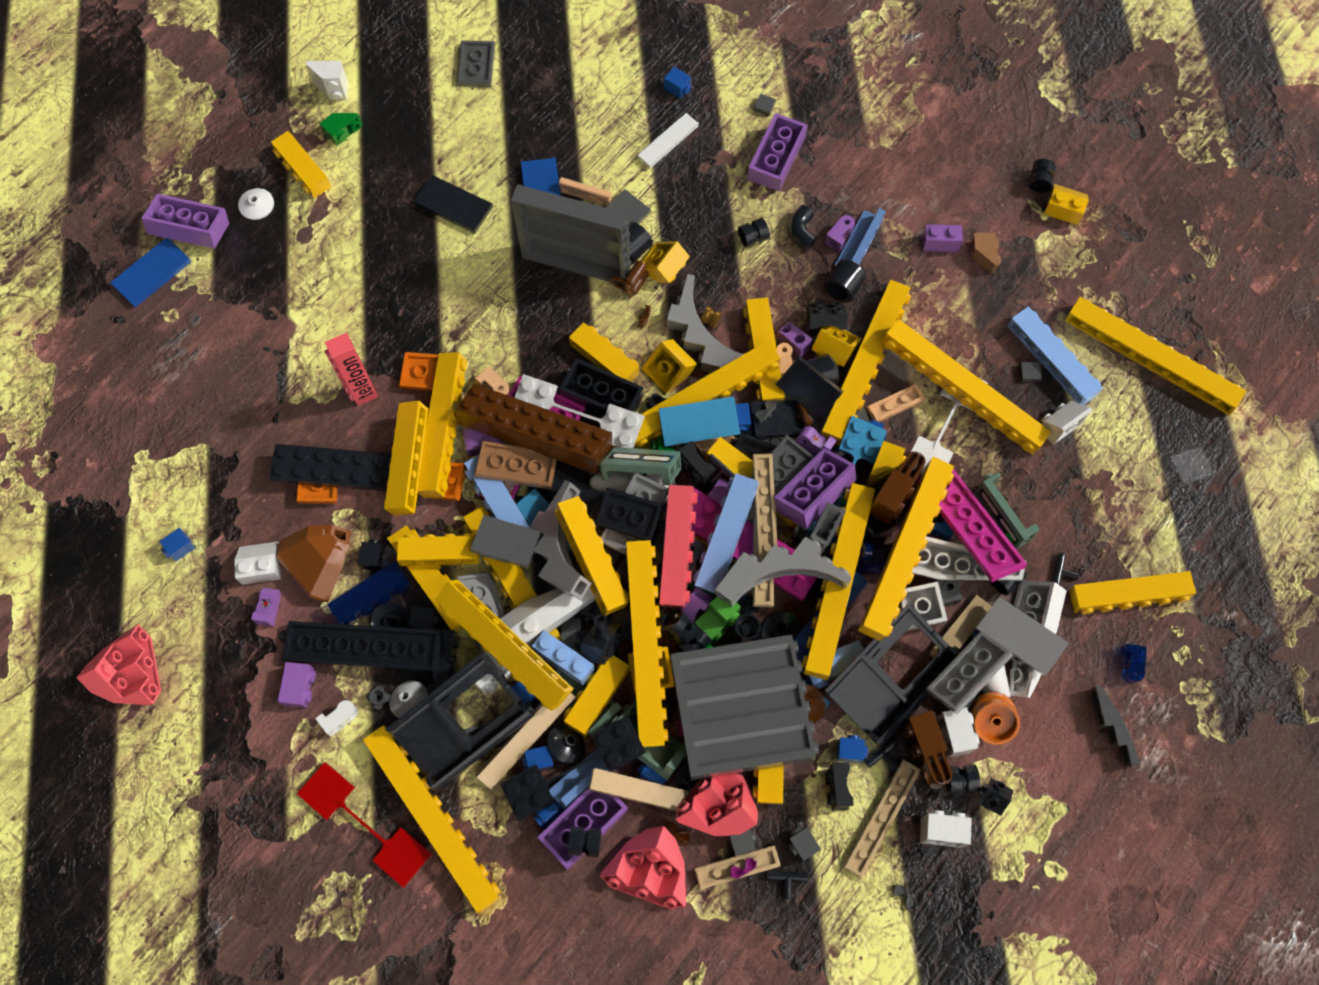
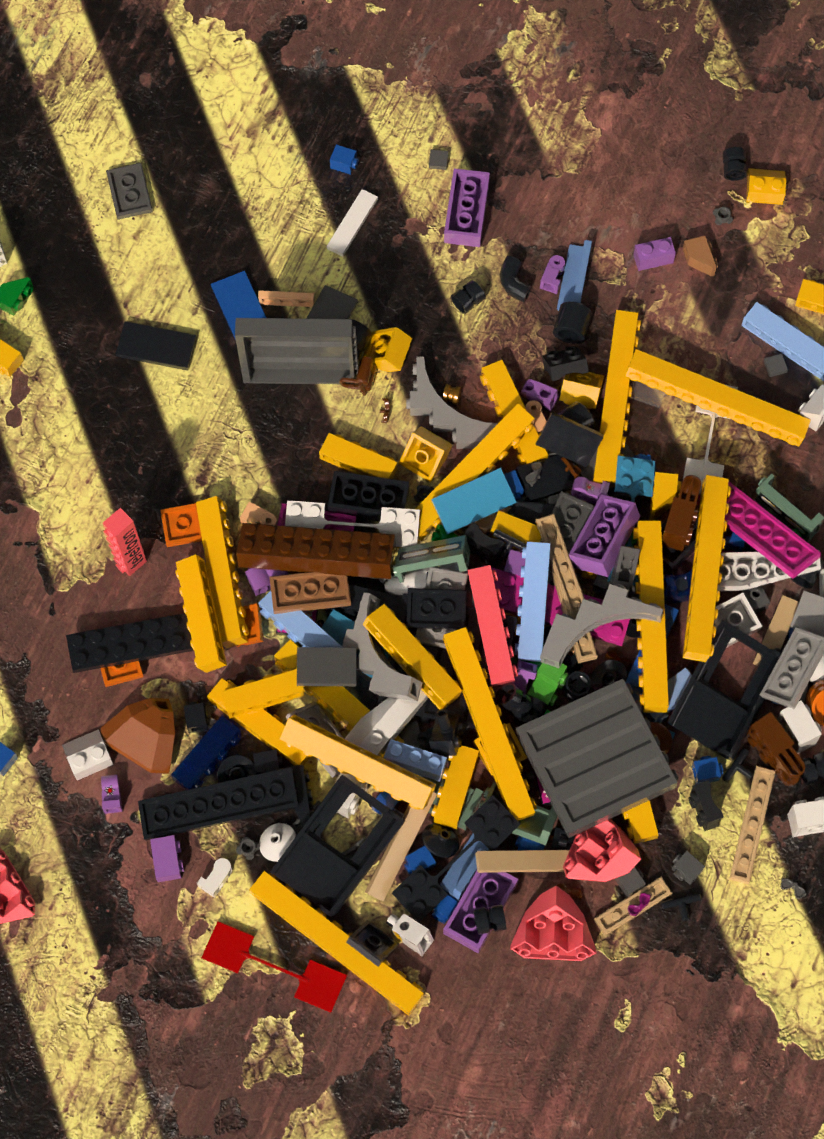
camera: 15 degrees left, 0 degrees up
(465, 829) = (372, 943): none -> black tile
(506, 830) = (411, 933): none -> white torso
(895, 403) = (655, 431): light nougat tile -> none
(1021, 217) = (722, 211): none -> dark grey plate

